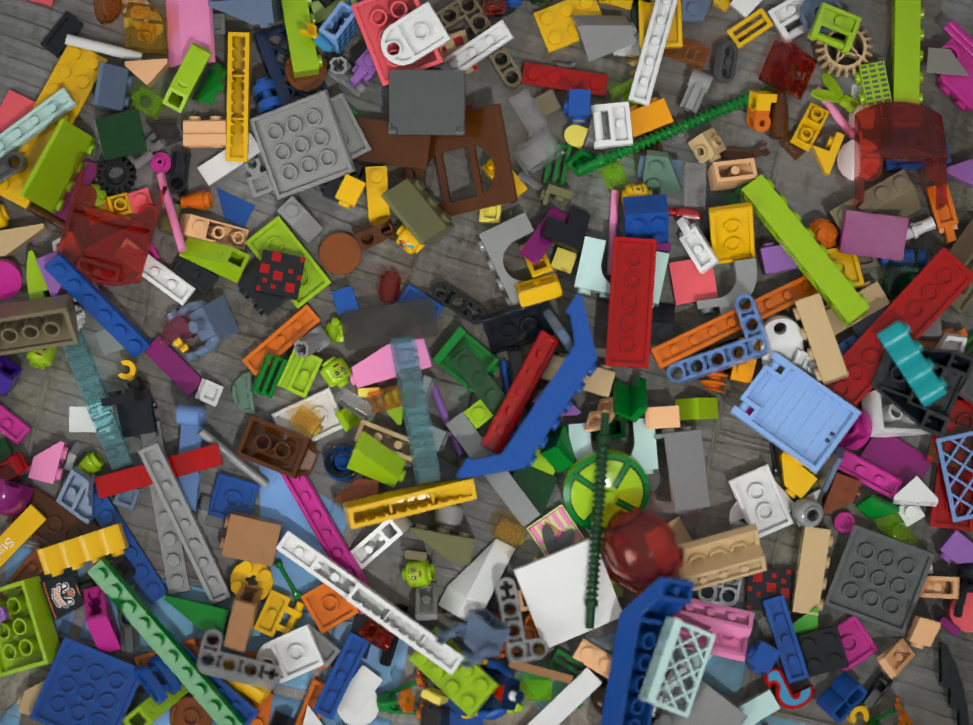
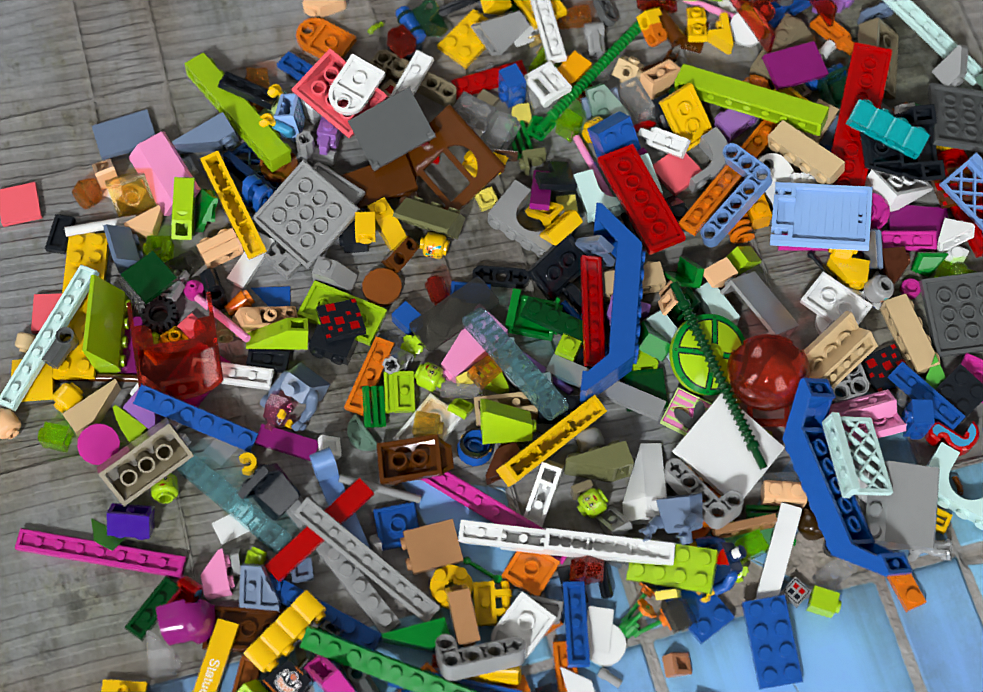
camera: 30 degrees left, 20 degrees down
(510, 532) = (649, 430): clear yellow brick -> none

